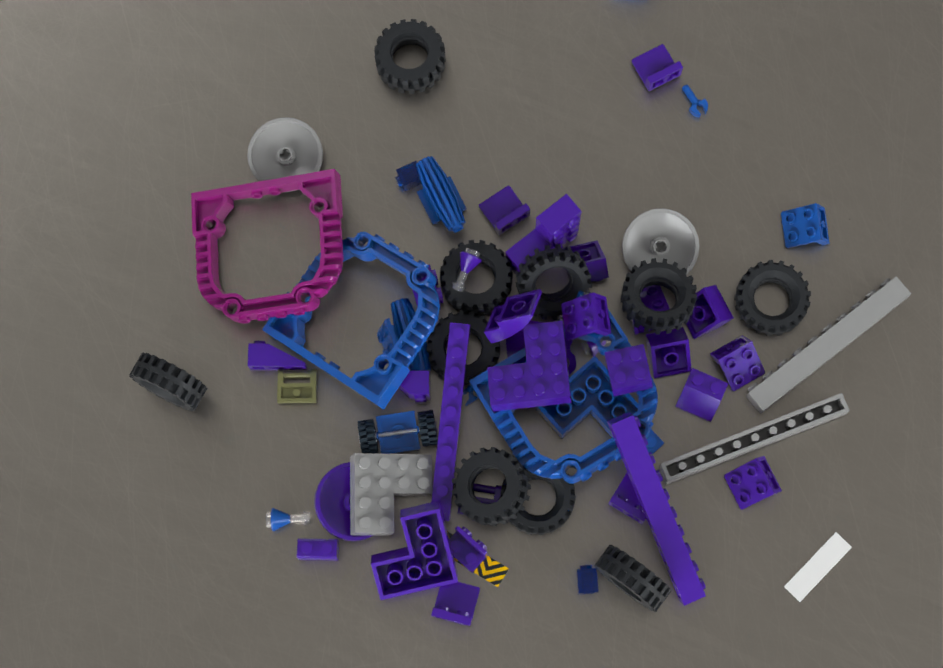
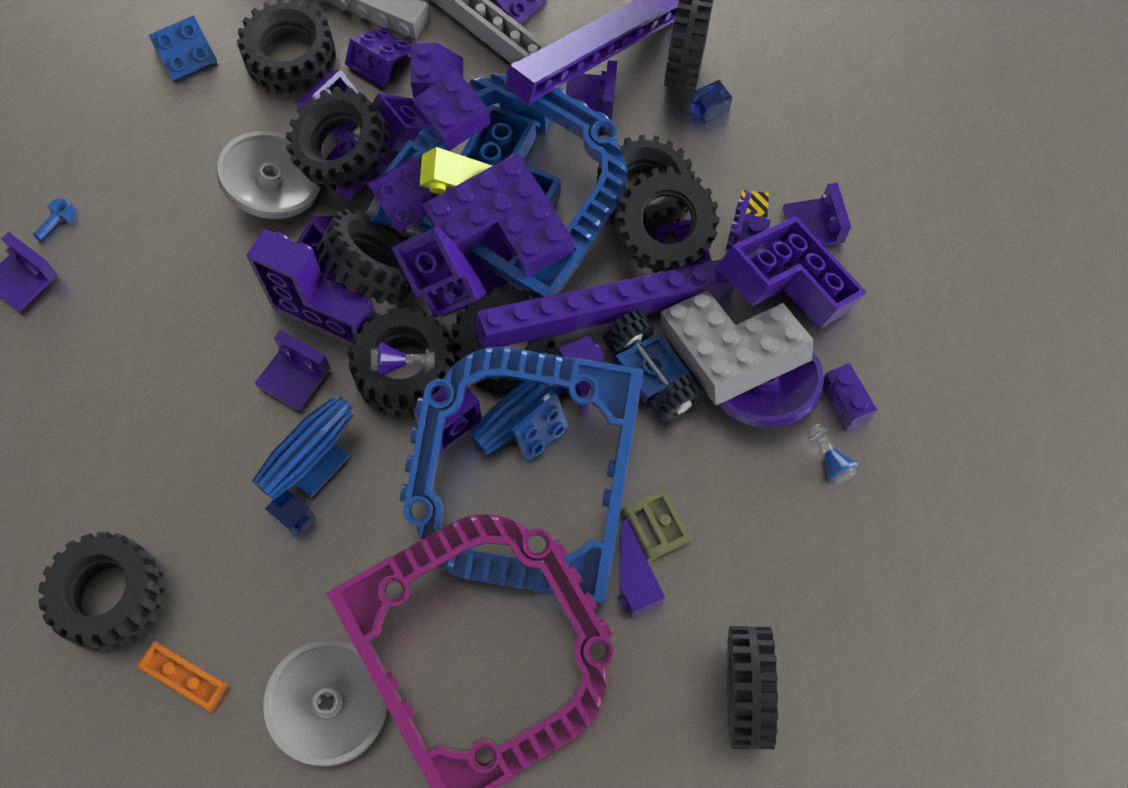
camera: 120 degrees left, 10 degrees down
(343, 86) = (182, 677): none -> orange tile
(579, 352) = (446, 169): none -> neon yellow slope

